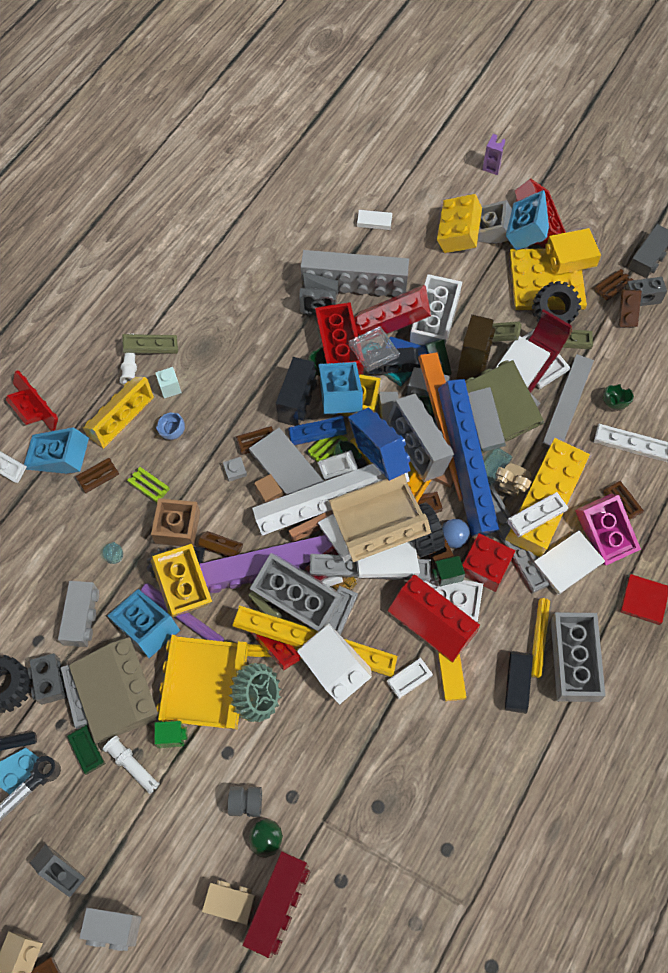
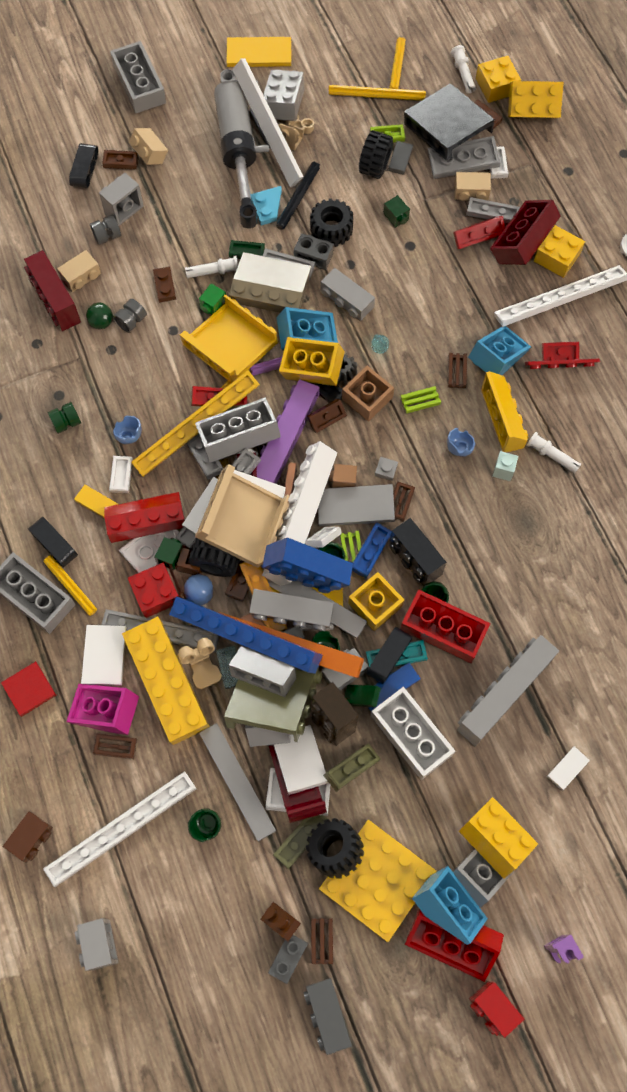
camera: 125 degrees right, 5 degrees up
(57, 870) = (183, 193): dark grey slope -> none
(149, 343) = (557, 476): olive tile -> none
(159, 917) = (100, 232): none -> dark grey wheel
(182, 802) = (164, 284): none -> reddish brown plate
(258, 697) = (187, 360): sand green gear -> none
(317, 292) = (506, 642): dark grey piece -> none
(335, 663) = (165, 421): white slope -> none
(340, 388) = (388, 579): dark azure slope -> none
(366, 701) = (128, 430): none -> medium blue hair
(374, 349) = (407, 638): clear tile -> none
(395, 312) = (437, 688): red slope -> none
(400, 772) = (64, 417): none -> dark green wheel
(537, 514) = (151, 645): white tile -> none
(562, 168) = (496, 1009): none -> red brick
(573, 251) = (383, 920): yellow brick -> none

